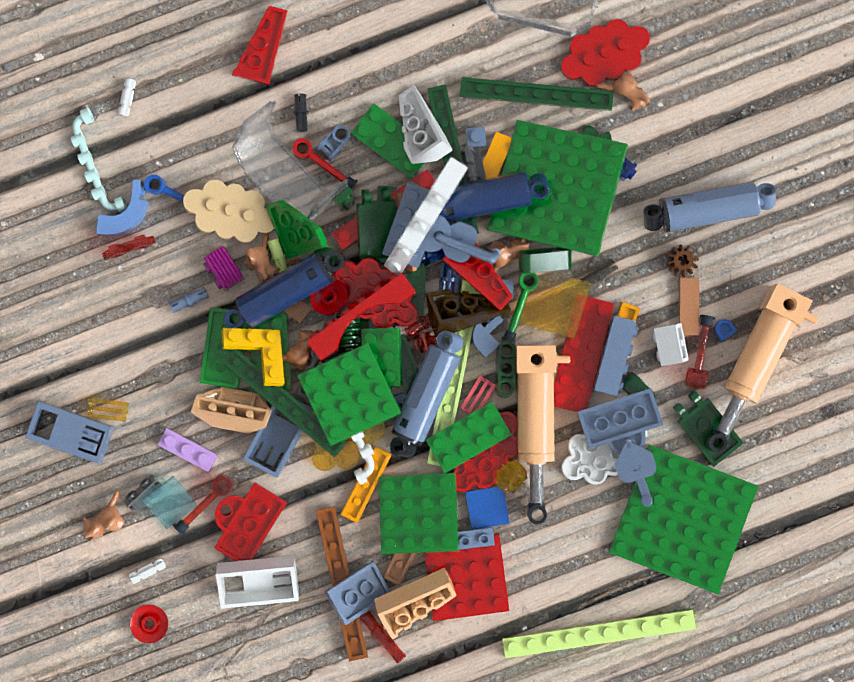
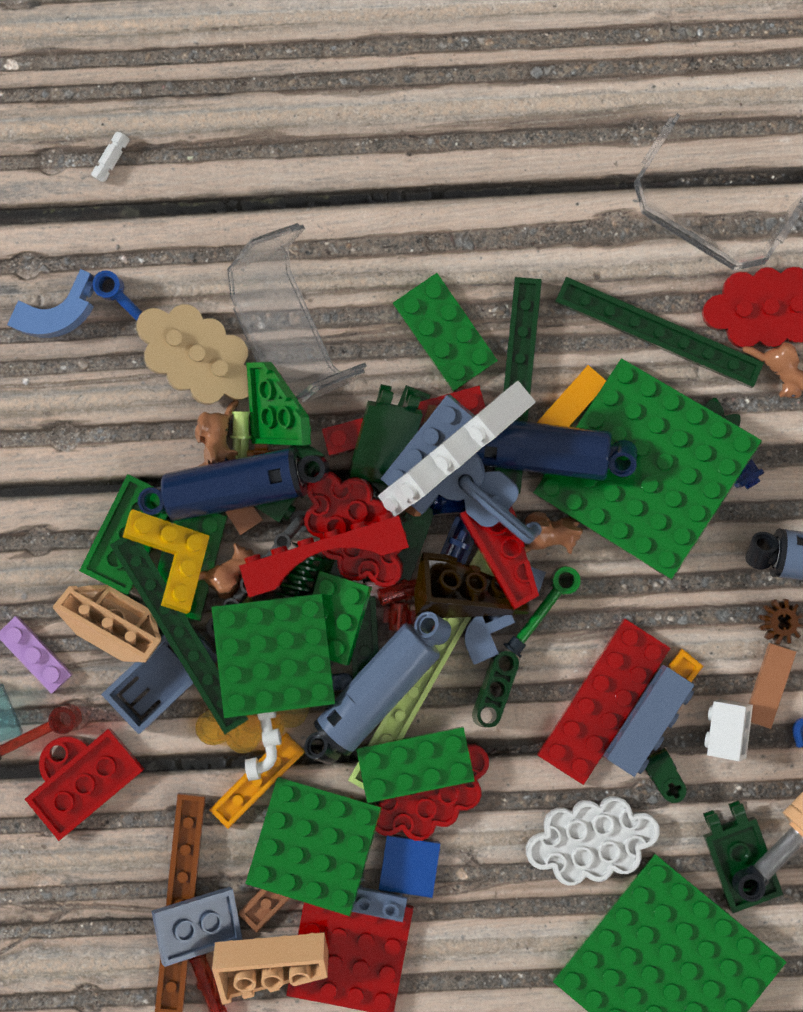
camera: 20 degrees right, 0 degrees up
(86, 158) = (29, 218): light aqua bar -> none
(118, 250) = (29, 357): clear red plate -> none
(188, 299) = (102, 454): sand blue pin -> none
(223, 268) = (162, 428): magenta brick -> none
(259, 581) = (77, 866): white piece -> none
(260, 55) = (310, 155): red wing -> none
(301, 112) = (335, 253): black axle -> none
(319, 161) = (340, 329): red piece -> none
(320, 299) = (277, 513): red dish -> none
(333, 142) = (365, 308): sand blue piece -> none
(345, 199) = (355, 389): dark green plate -> none
(421, 131) = (488, 334): white wedge -> none
(473, 160) = (545, 393): dark grey hinge -> none
(476, 137) = (558, 364): sand blue plate -> none
(486, 382) = (464, 697): coral tile -> none
(511, 477) = (455, 837): clear yellow gear -> none
(536, 417) = (516, 769): light nougat piece -> none
(544, 260) = (596, 559): beam -> none
(558, 308) = (593, 631): clear yellow plate -> none
(600, 273) = (663, 601): clear smoke pin -> none
(625, 421) = (629, 814): sand blue plate -> none
(696, 376) = (749, 783): clear red piece -> none

